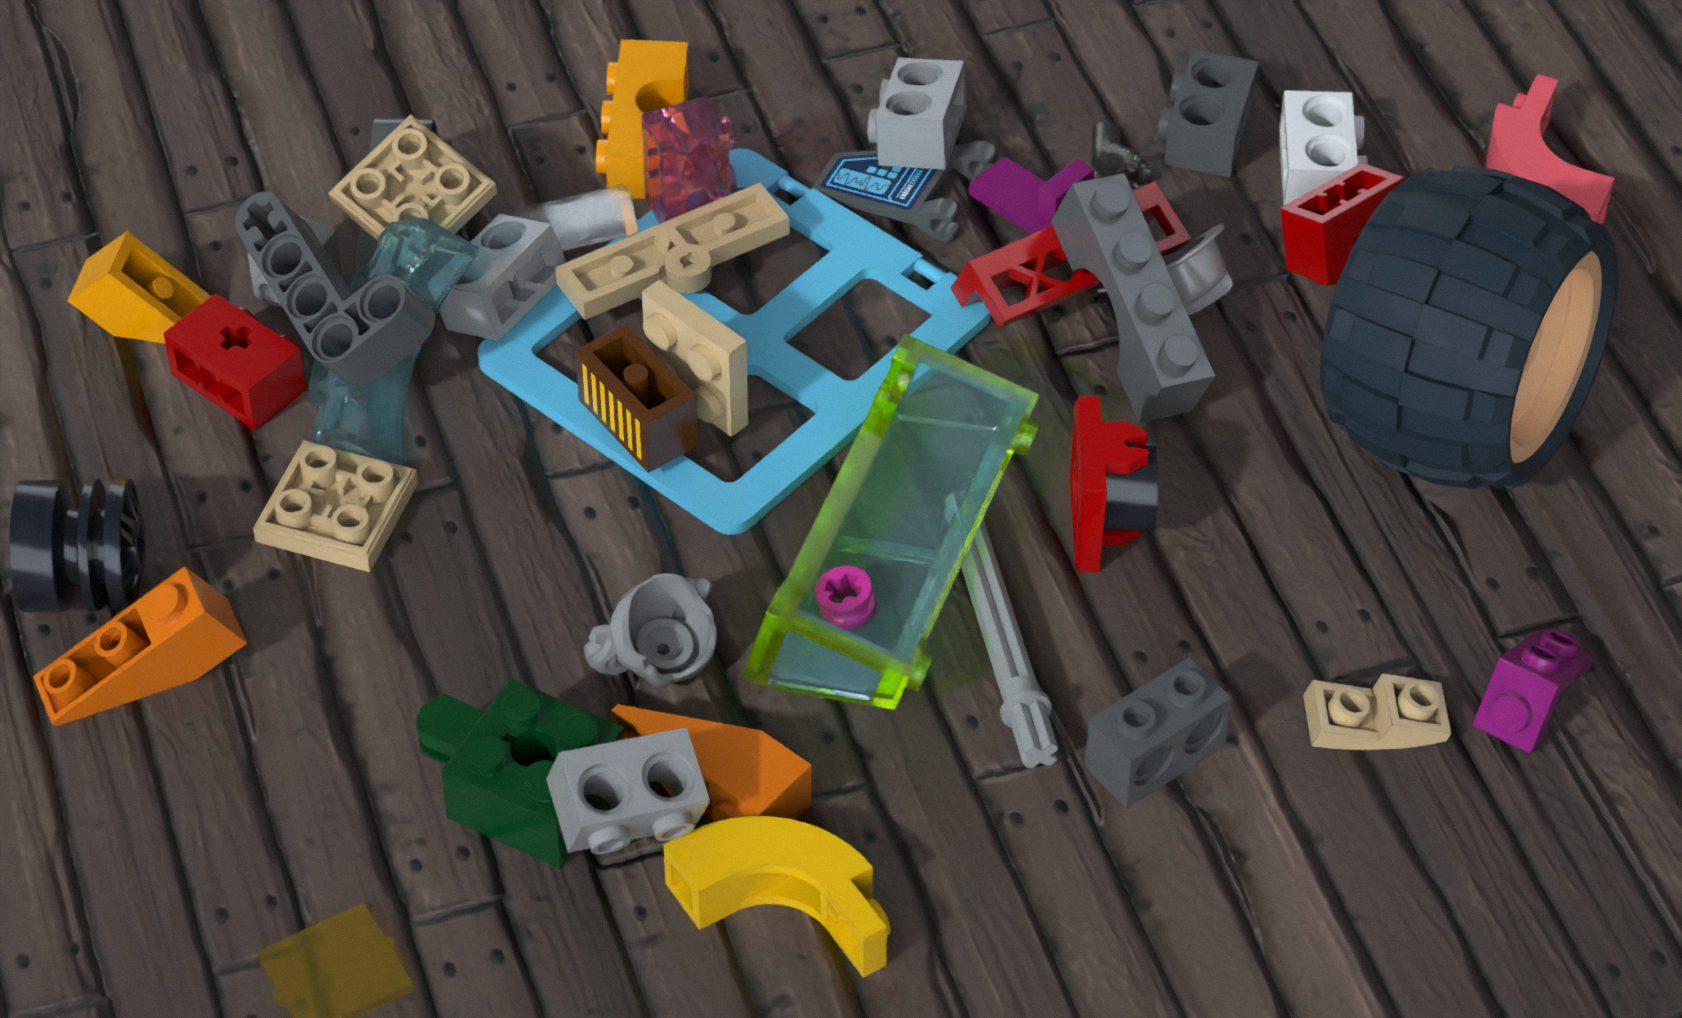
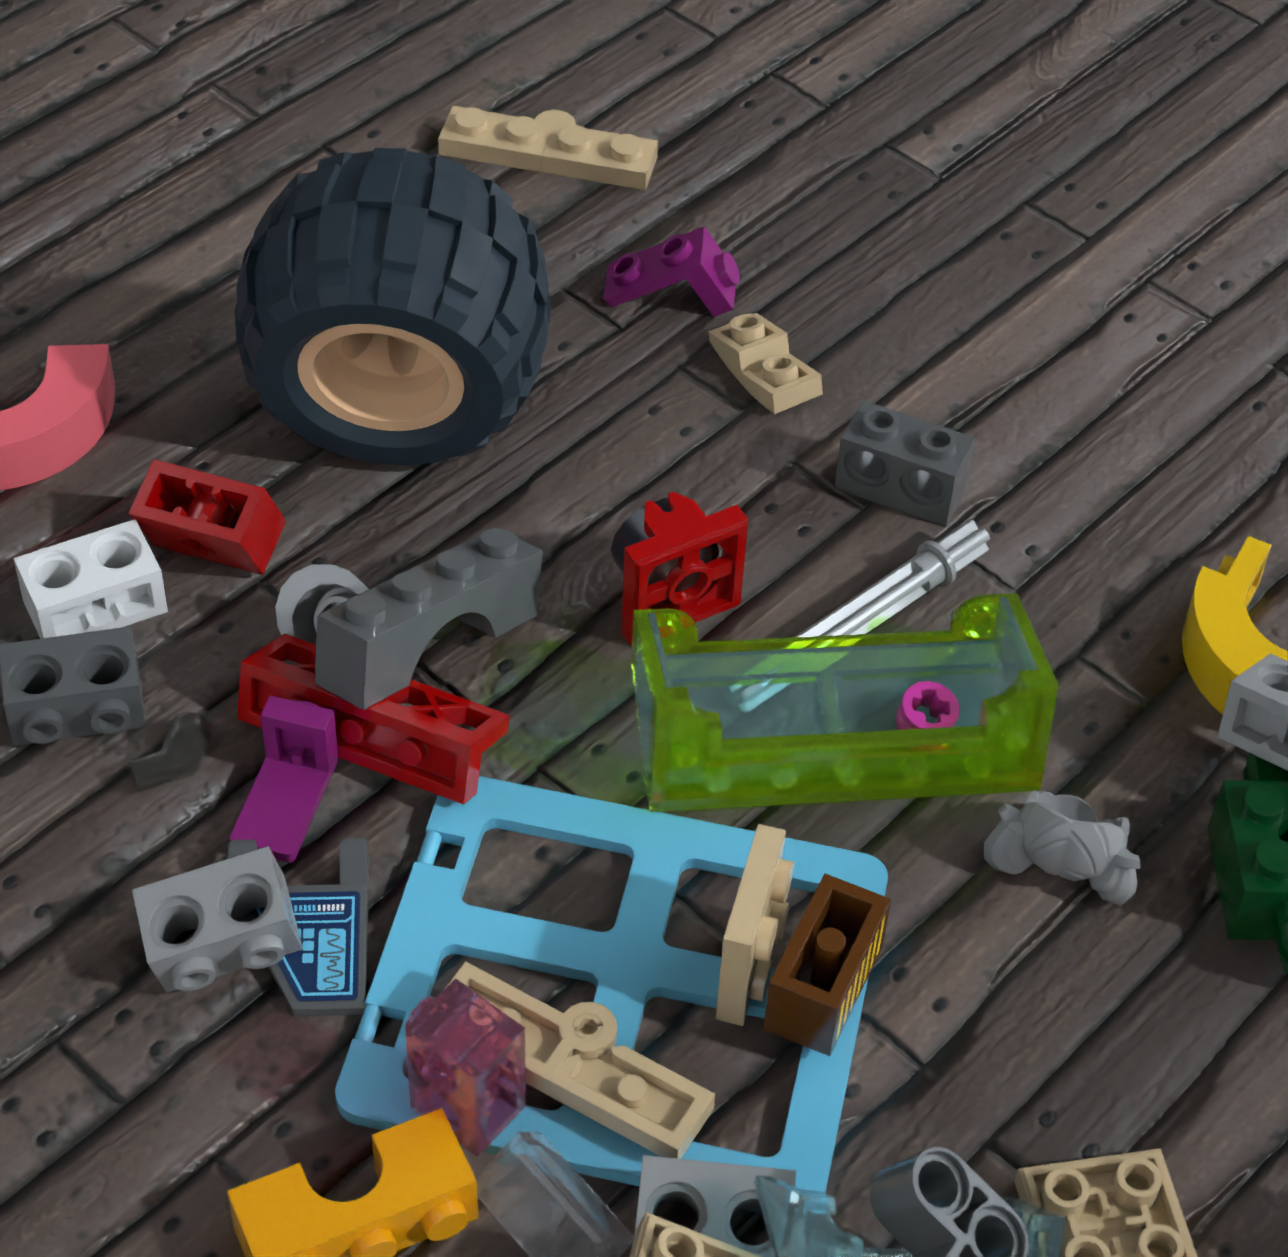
camera: 120 degrees left, 0 degrees up
(740, 765) = (1169, 733): orange slope -> none

